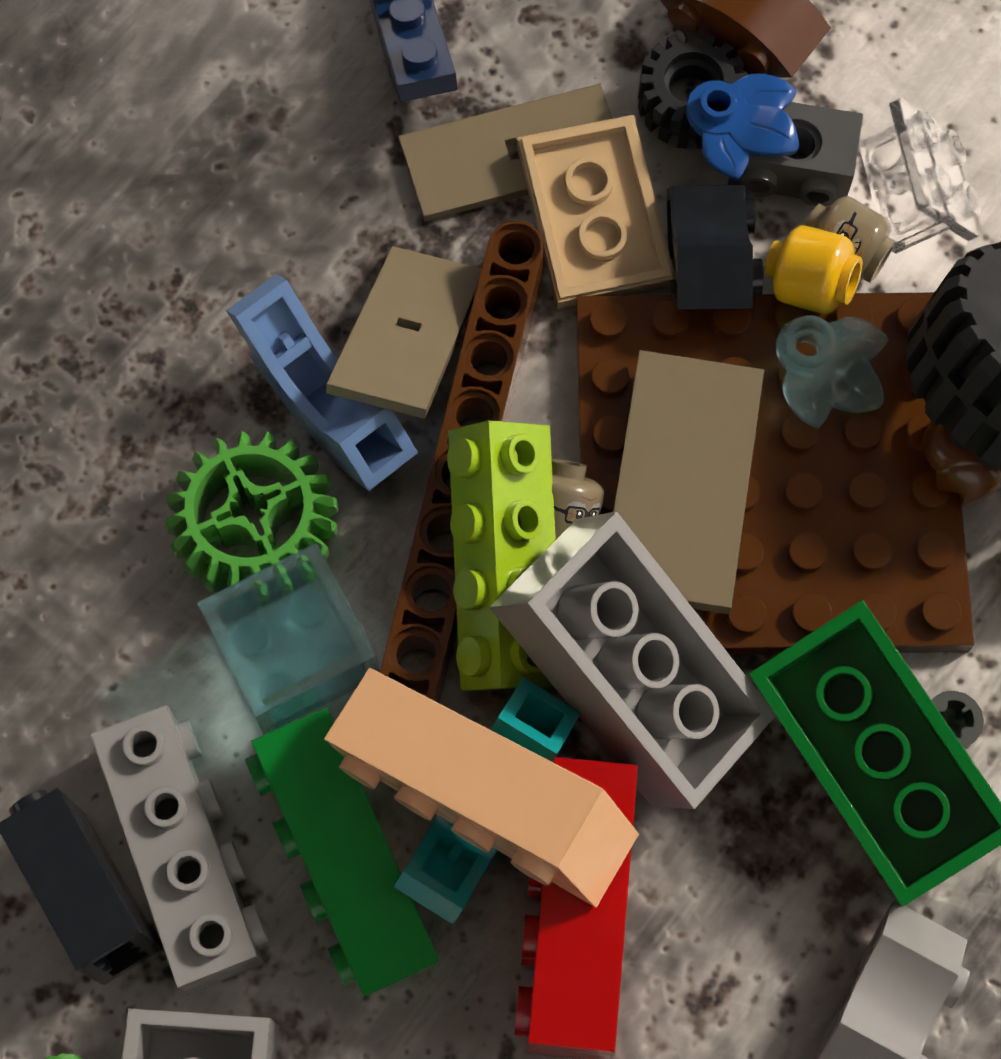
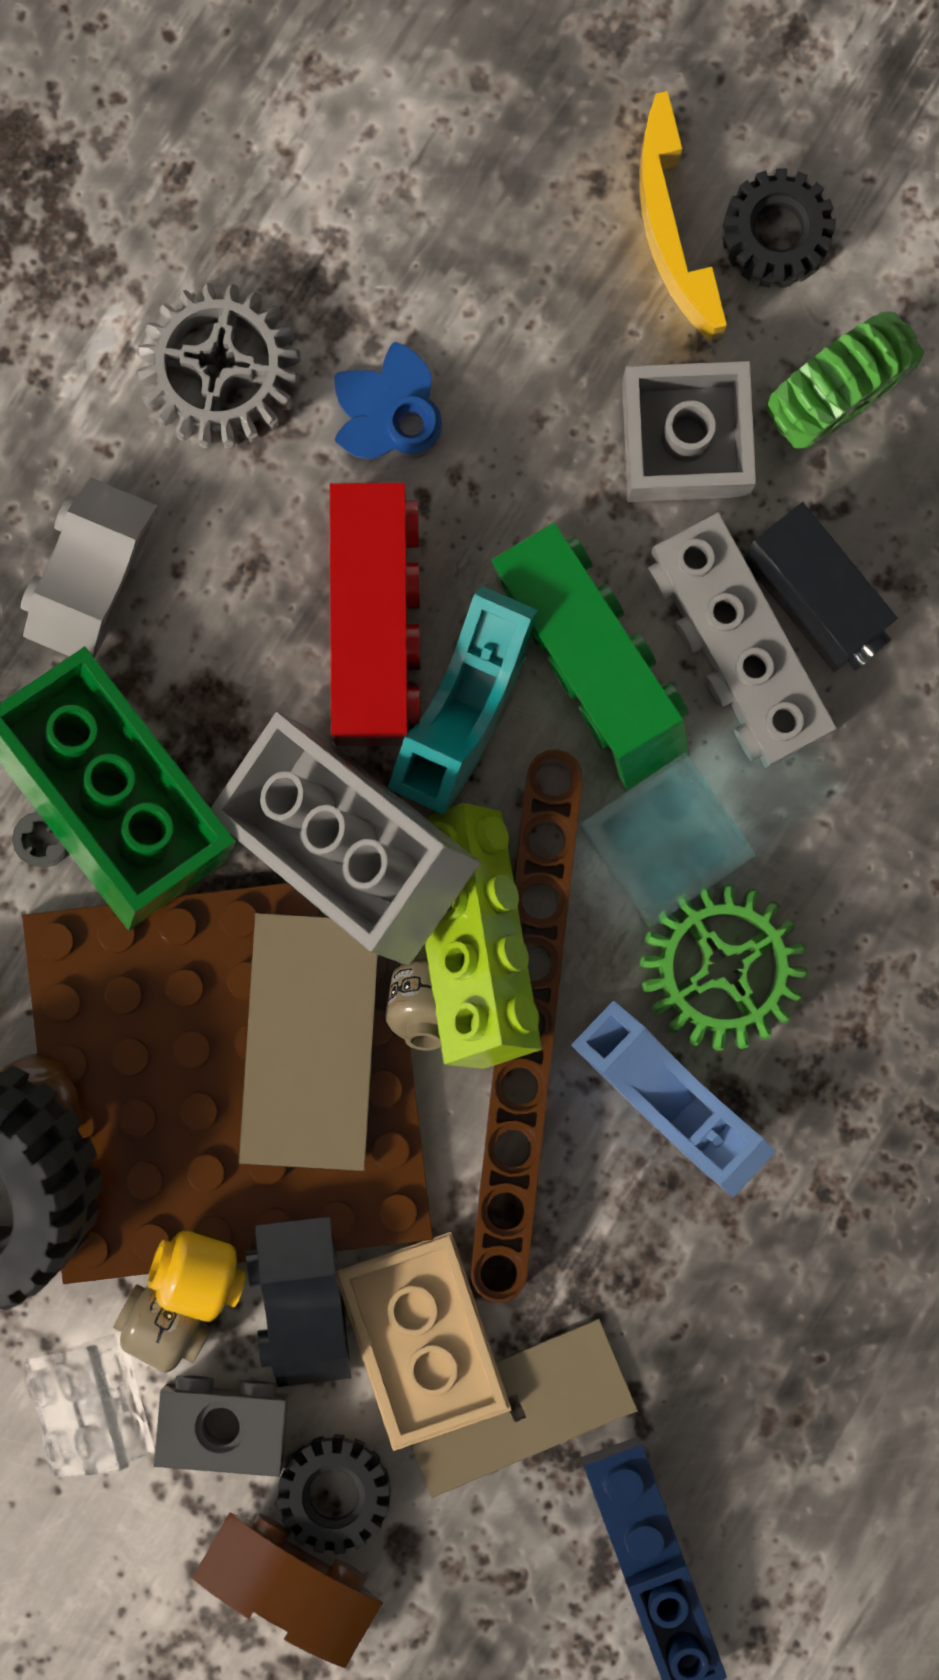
camera: 170 degrees right, 15 degrees up
(405, 333) = (602, 1124): dark tan piece -> none
(483, 784) = (472, 685): light nougat wedge -> none
(749, 125) = (268, 1438): blue plate -> none
(837, 373) = (166, 1170): clear light blue plate -> none

